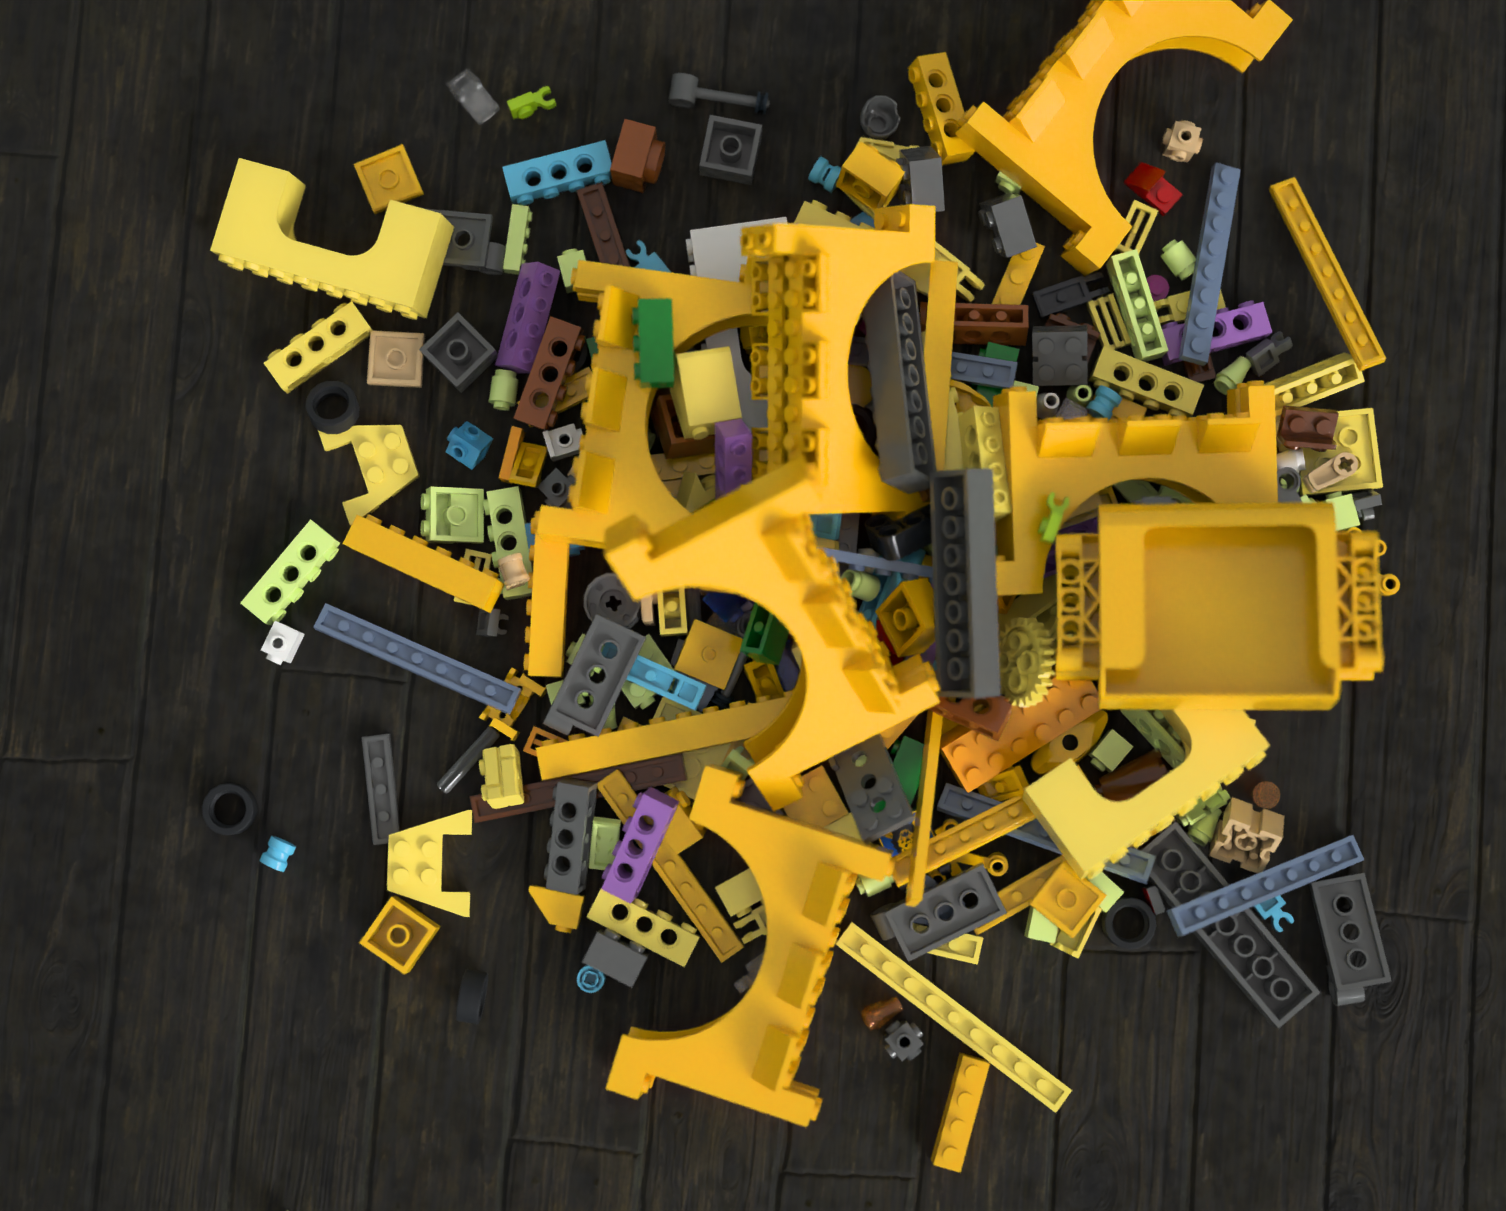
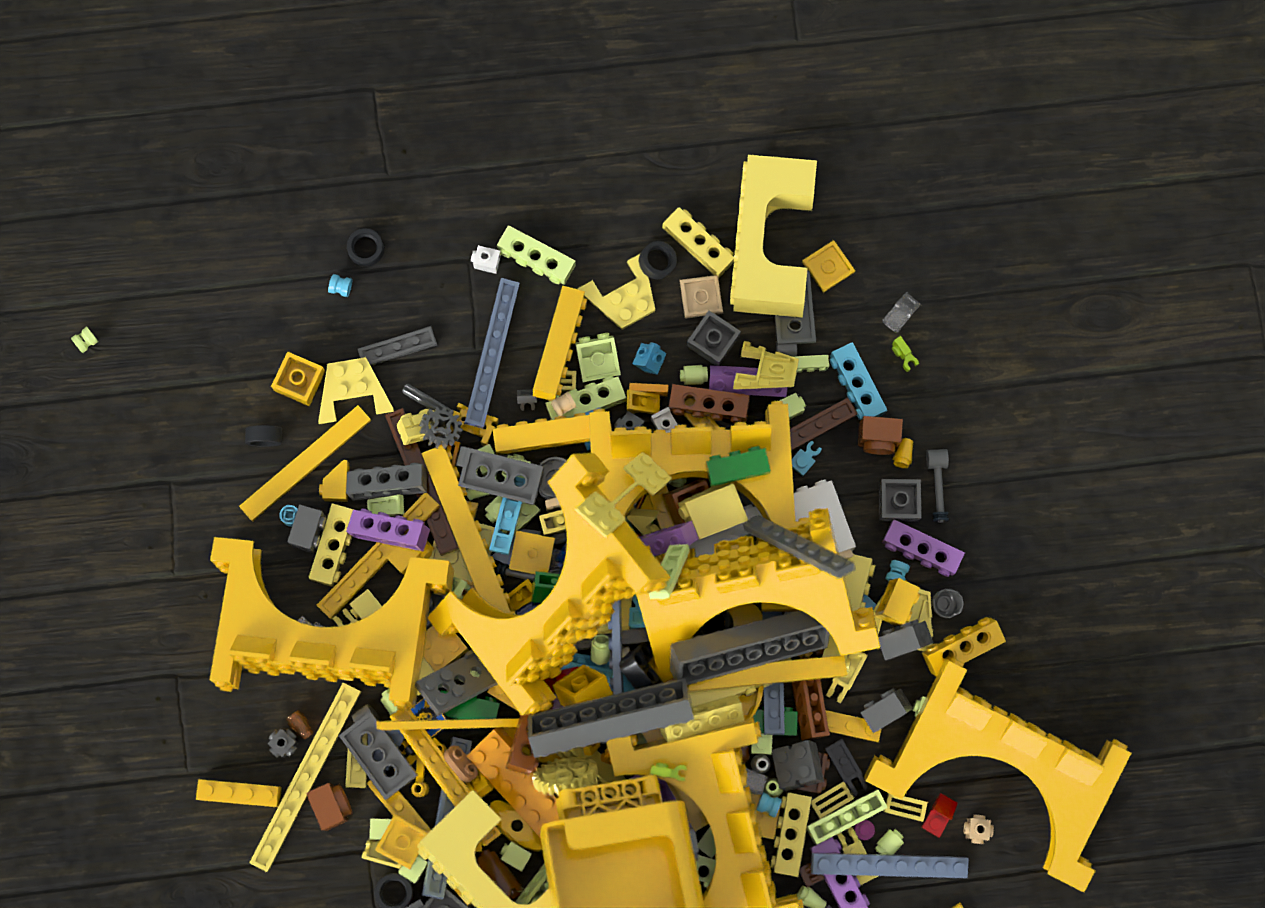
camera: 75 degrees right, 5 degrees down
(499, 746) = (440, 435): none -> dark grey gear
(520, 945) = (305, 463): none -> yellow tile
(523, 276) = (773, 371): none -> light yellow wing
(669, 132) = (903, 455): none -> yellow cone
(696, 530) = (603, 514): none -> light yellow hinge
(773, 454) = (672, 564): none -> yellowish green plate
(791, 273) = (799, 547): none -> dark grey plate
(820, 99) = (952, 555): none -> medium lavender brick
(977, 802) = (460, 763): none -> medium nougat plate
(1001, 989) = (330, 805): none -> dark orange piece

